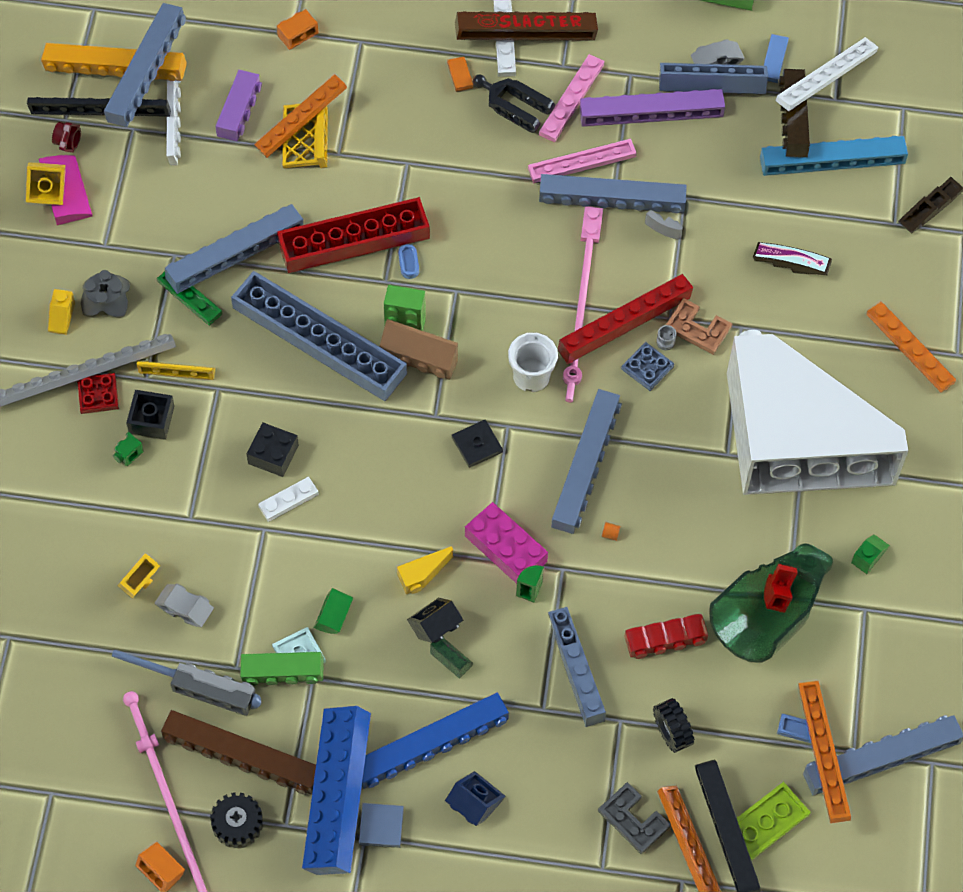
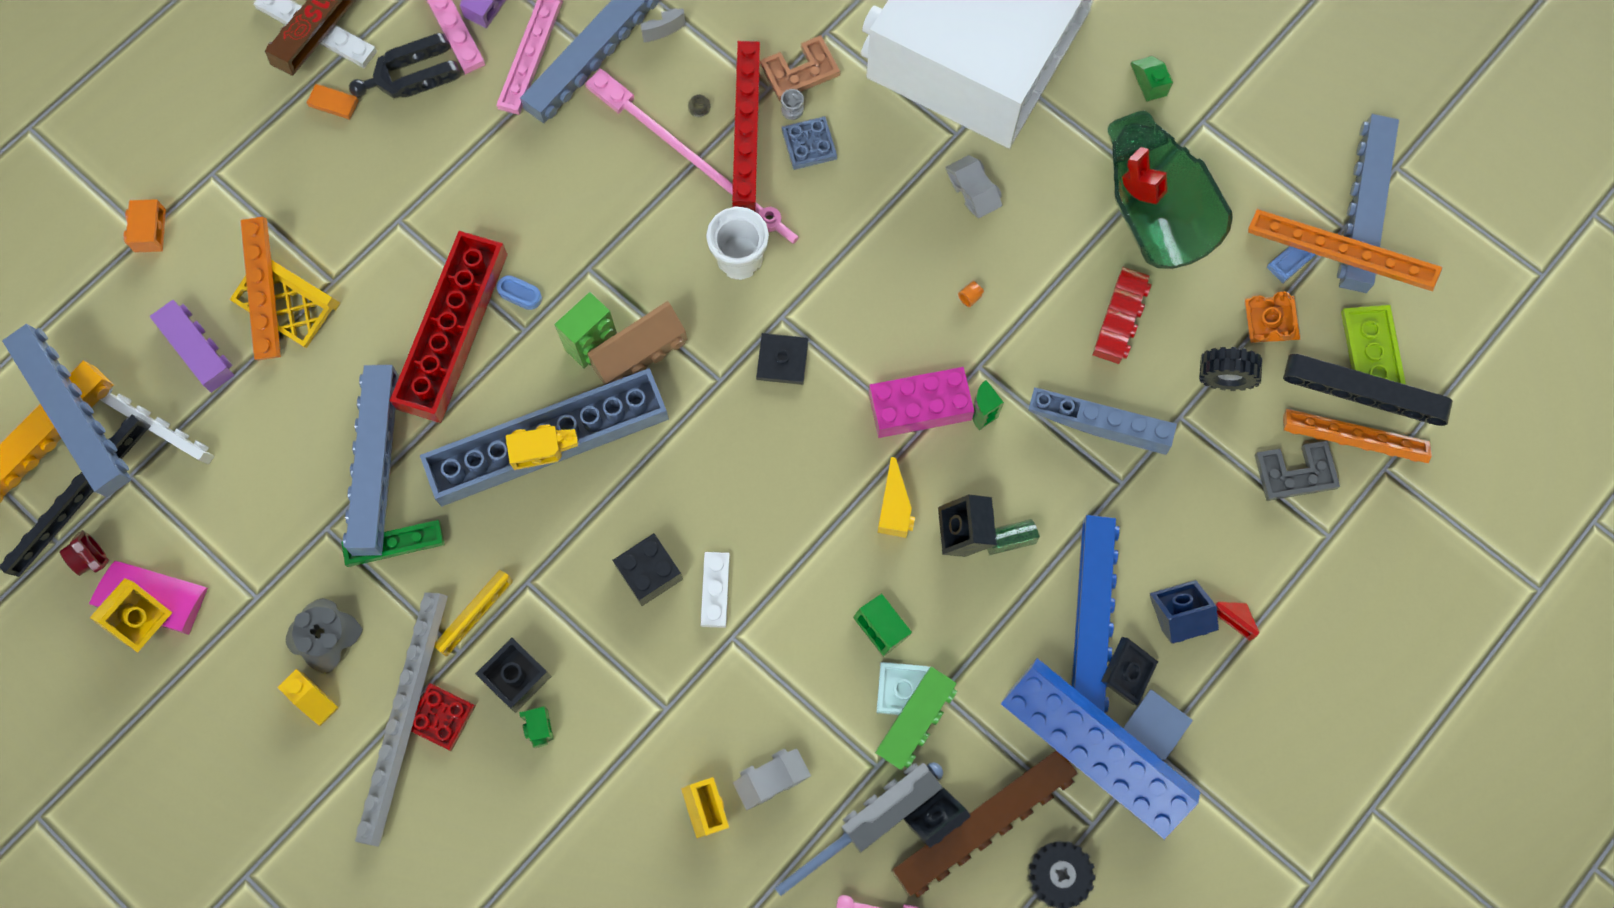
camera: 55 degrees left, 10 degrees up
(222, 717) = (937, 817): none -> black plate
(304, 330) = (539, 446): none -> yellow hinge
(406, 783) = (1129, 671): none -> black plate
(498, 836) = (1238, 617): none -> red slope
(585, 462) = (879, 267): sand blue brick -> none
(622, 279) = (699, 100): none -> clear smoke plate
(692, 484) = (978, 191): none -> light grey brick
(741, 739) = (1272, 318): none -> orange slope

